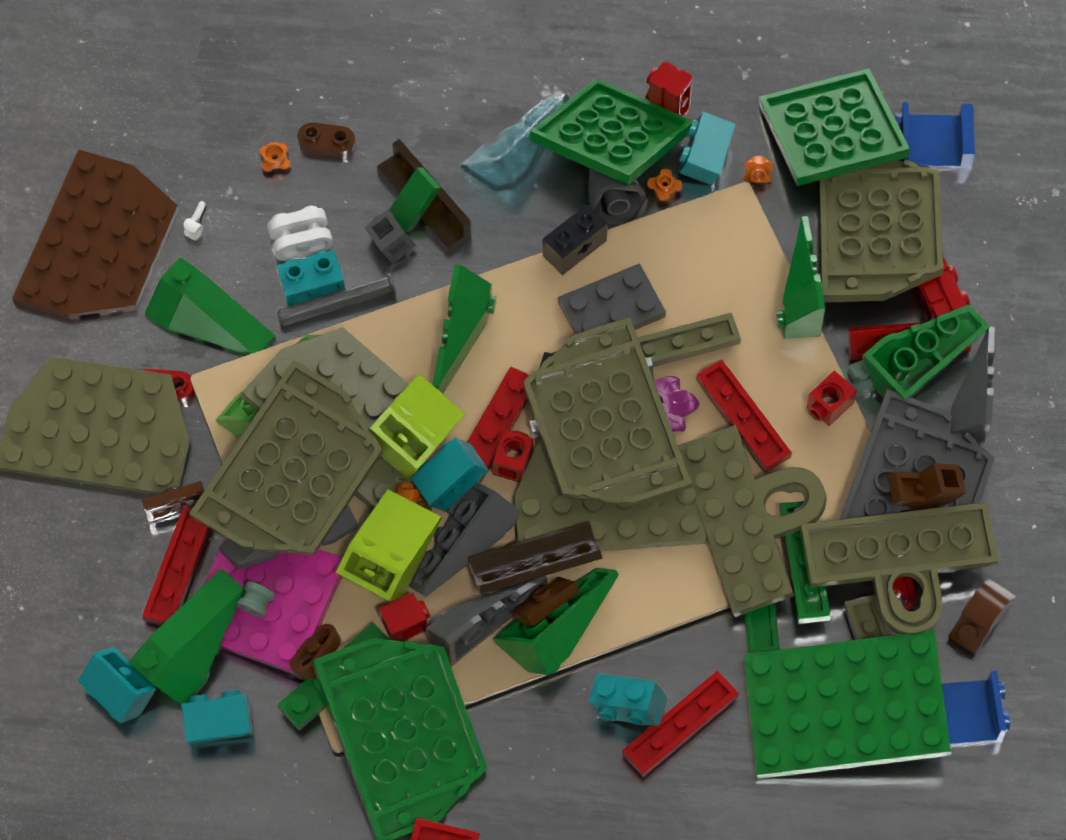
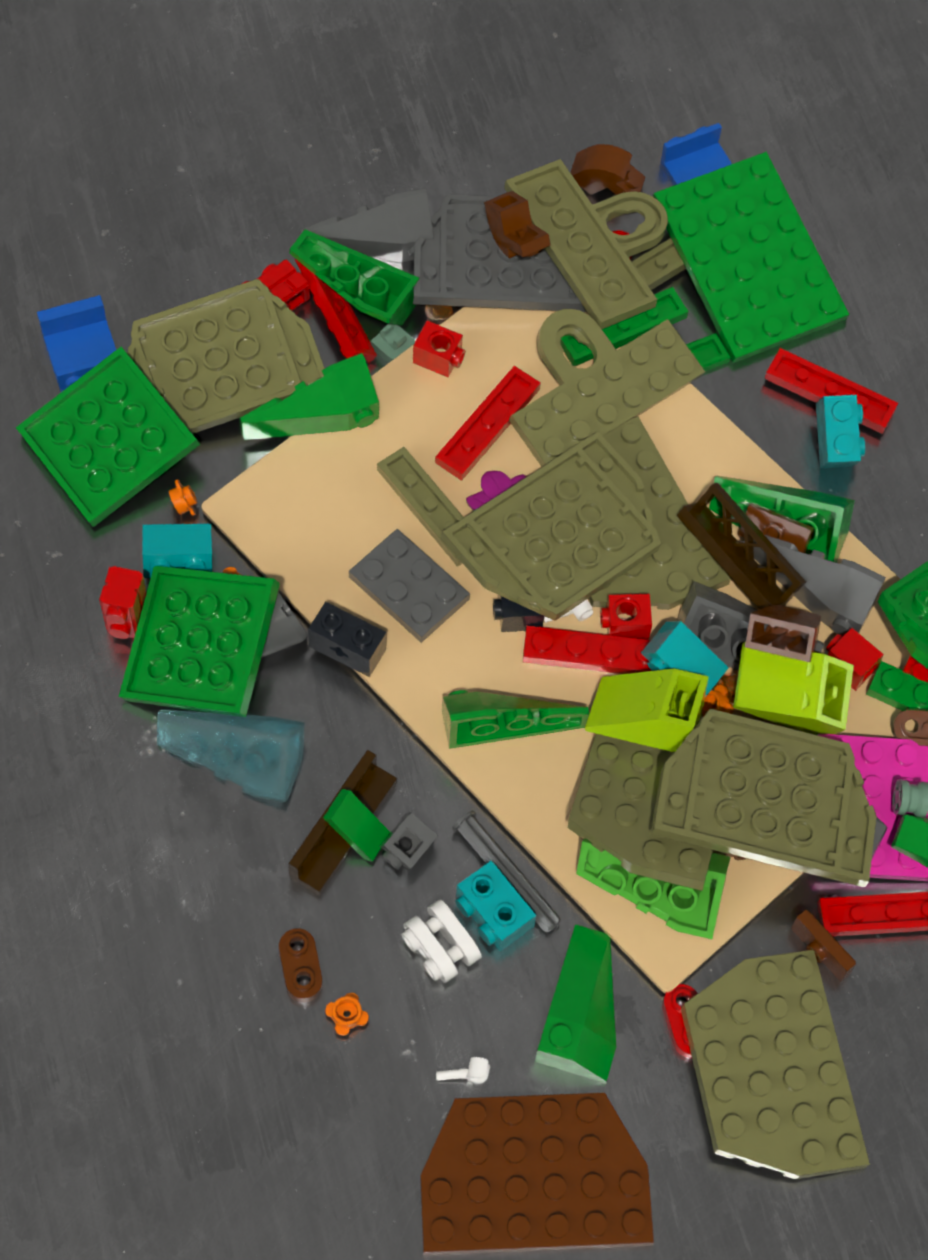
camera: 115 degrees left, 0 degrees up
(430, 543) = (788, 633): none -> reddish brown torso

